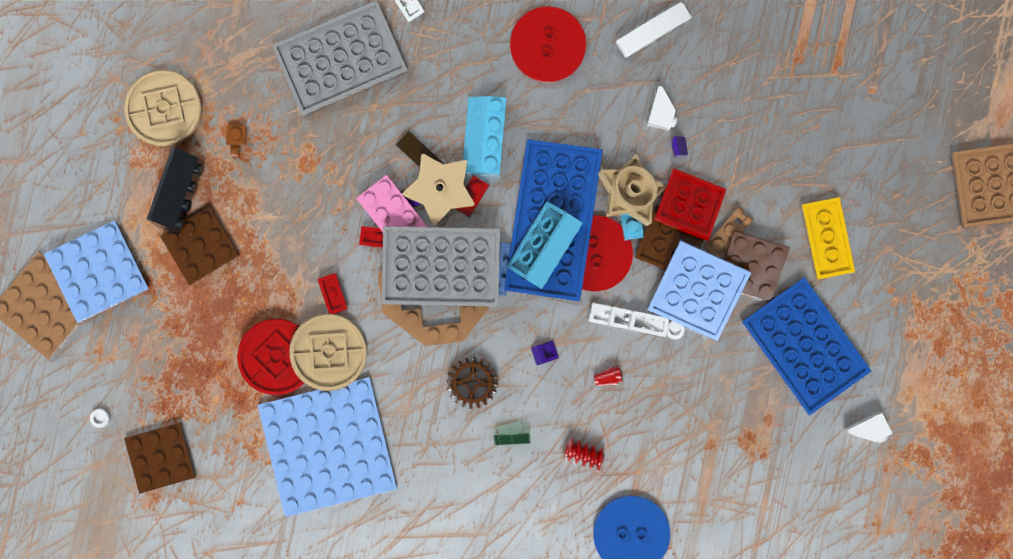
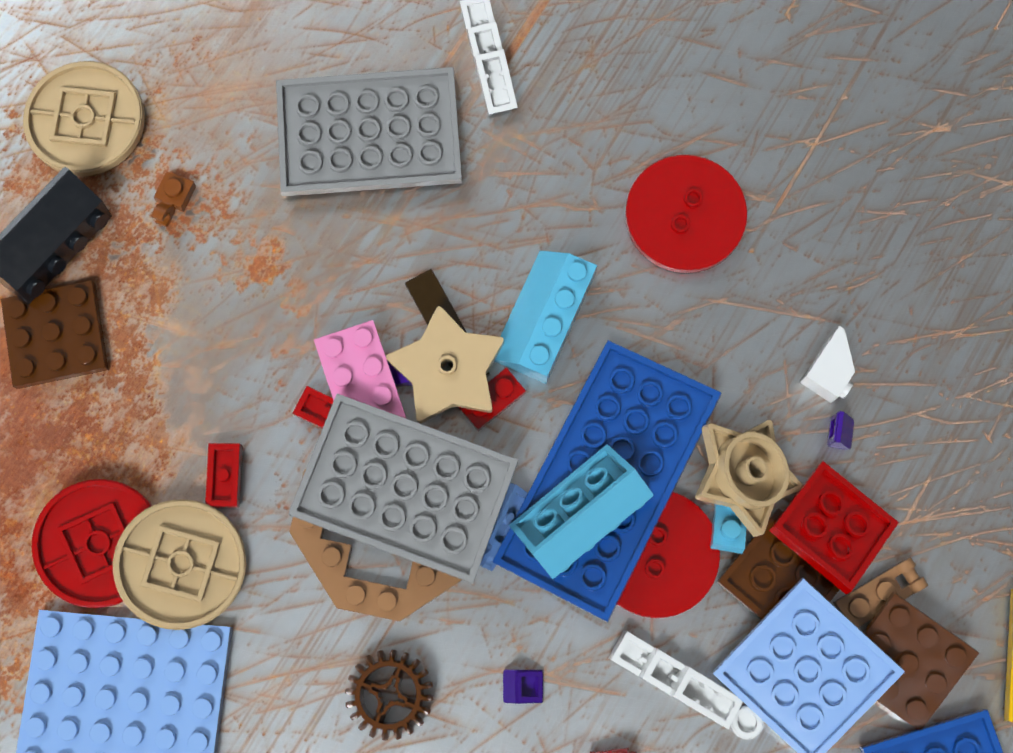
camera: 20 degrees right, 10 degrees down
(653, 29) = (854, 242): white slope -> none

